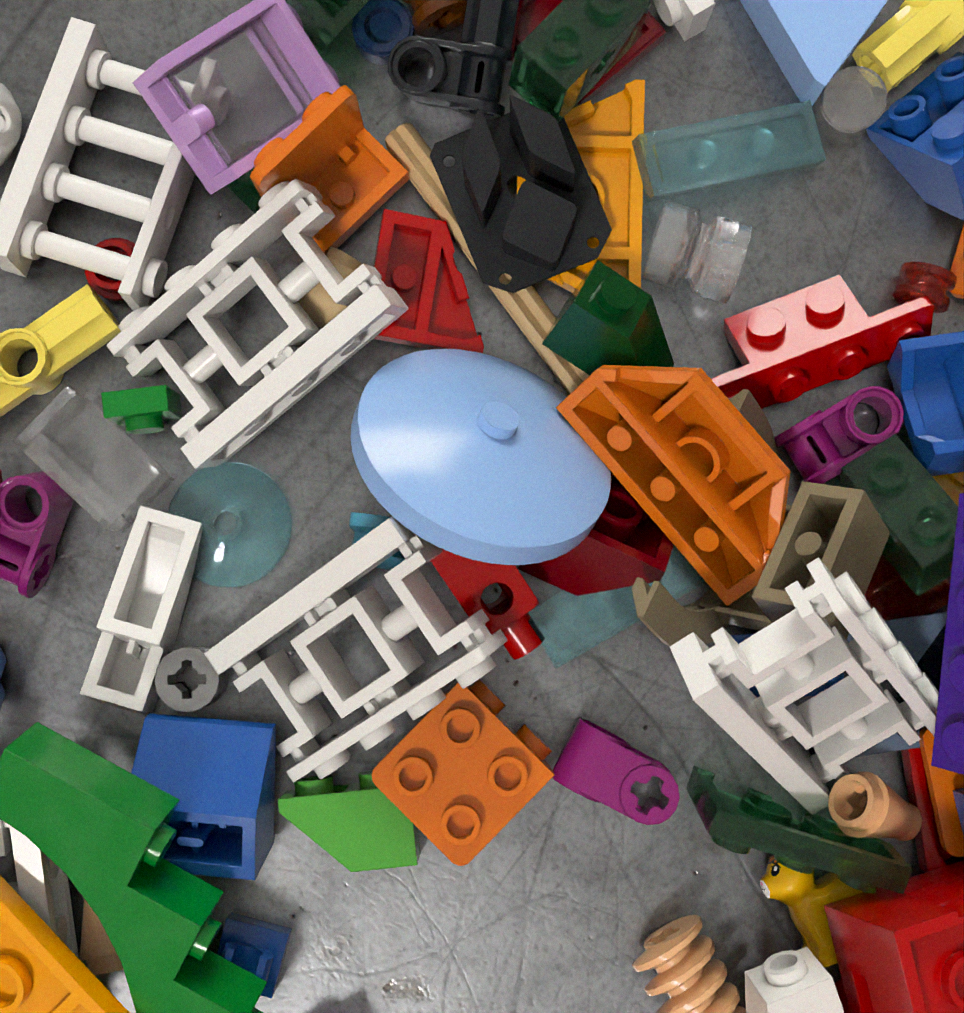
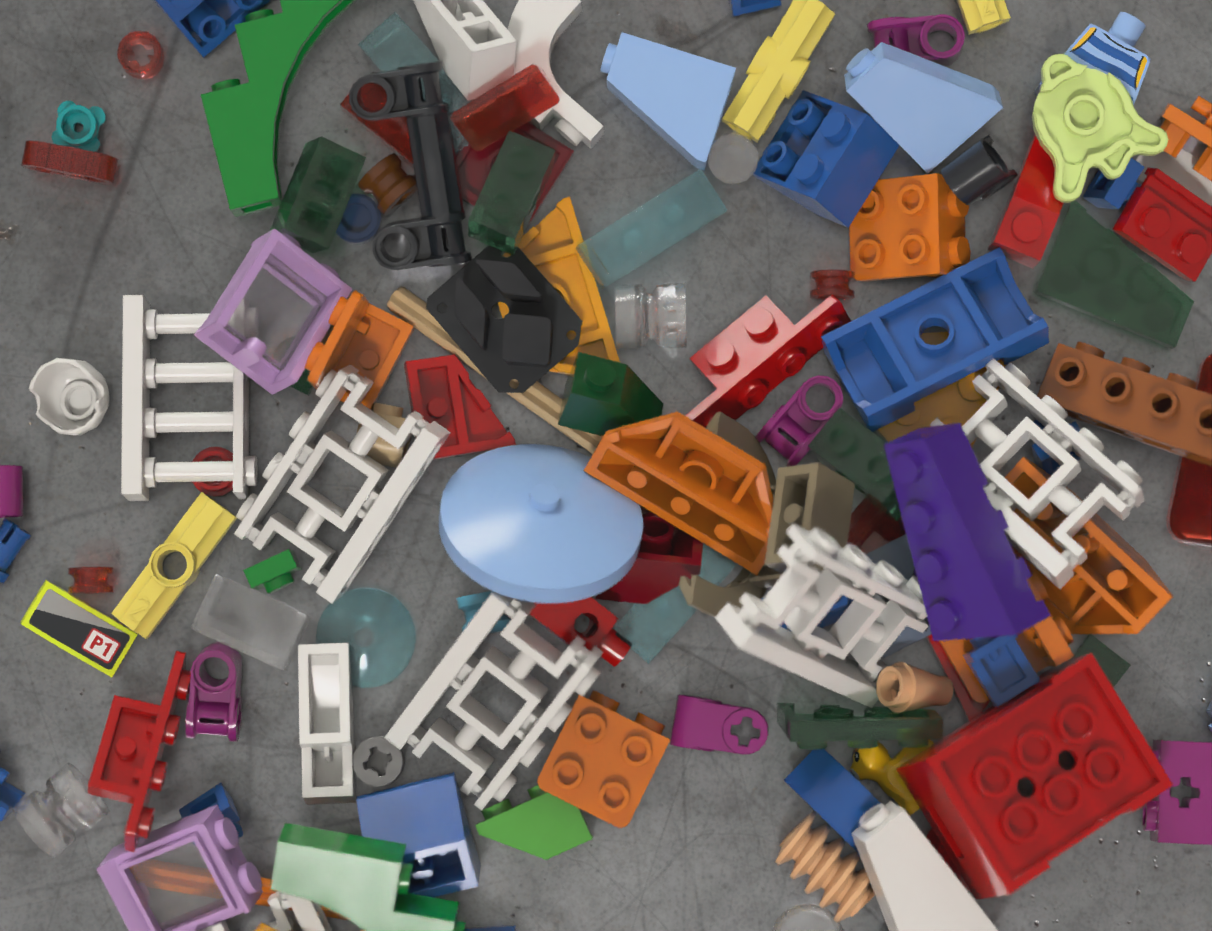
camera: 15 degrees left, 0 degrees up
(734, 910) = (831, 792): none -> blue brick

